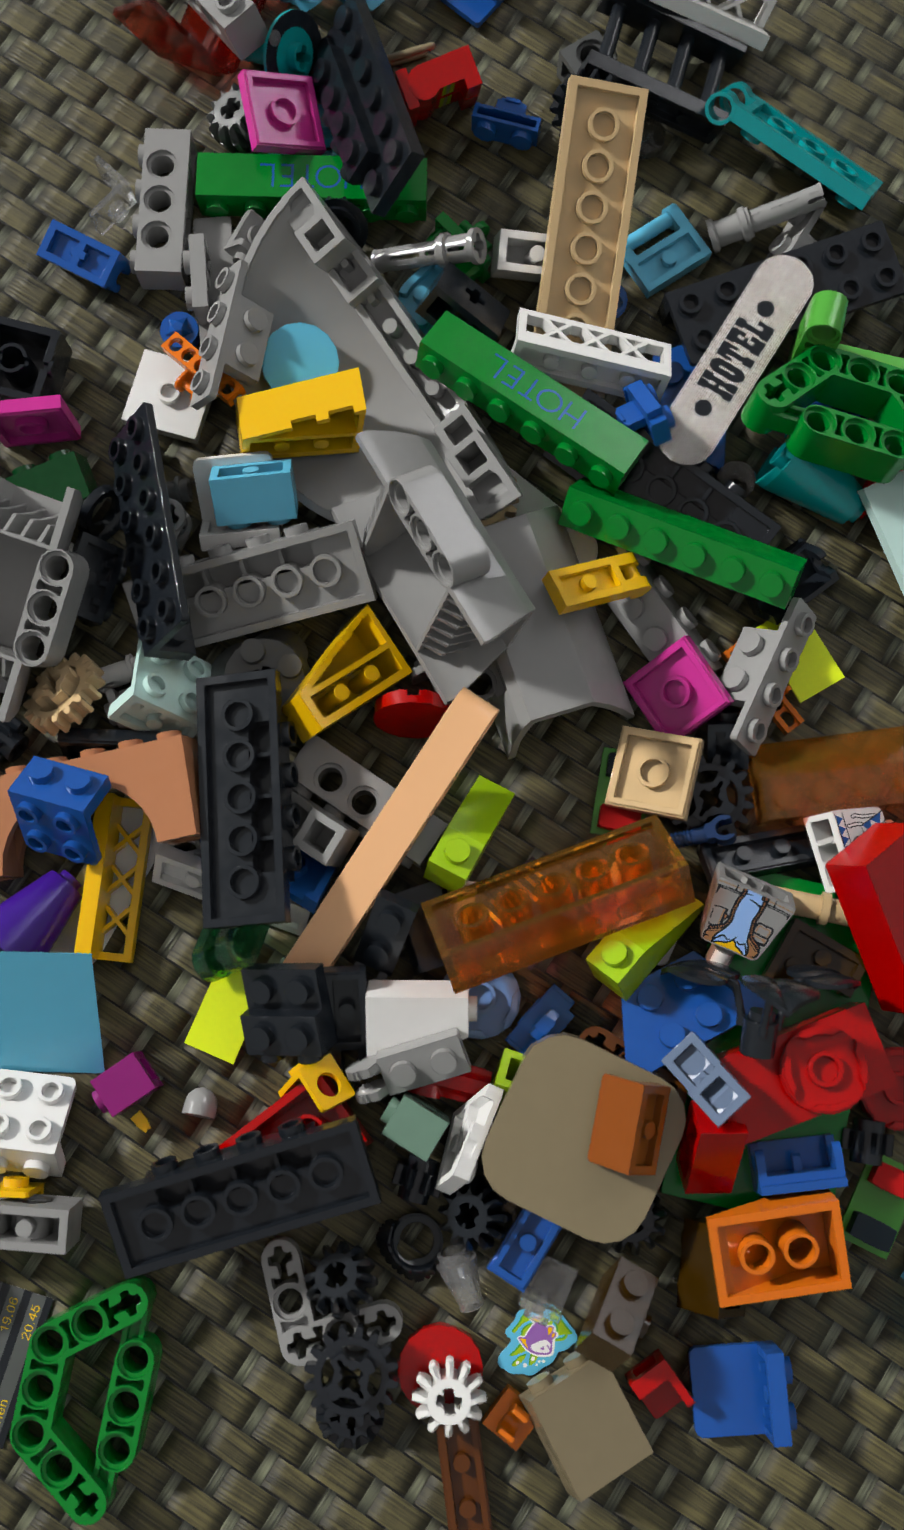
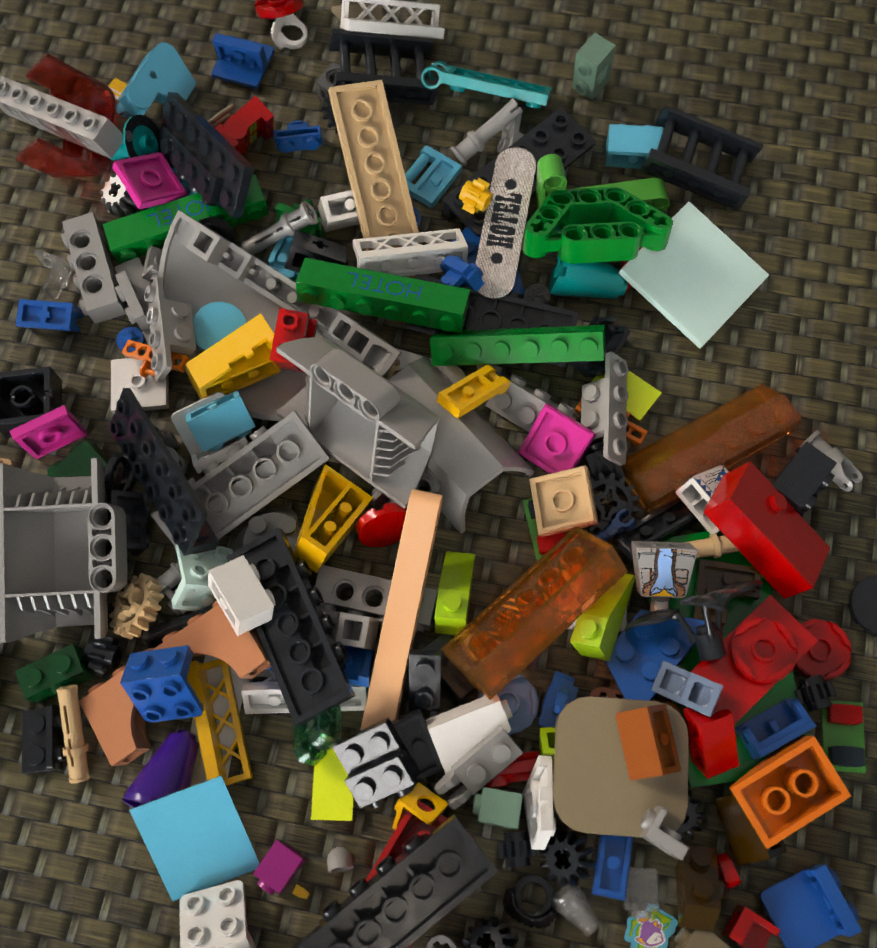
camera: 15 degrees left, 10 degrees down
(196, 739) = (241, 594): none -> white brick
(390, 409) = (289, 327): none -> red hips
(599, 1249) = (664, 839): none -> light grey bracket
(662, 1307) = (727, 871): none -> red tile
(710, 309) = (475, 196): none -> yellow gear

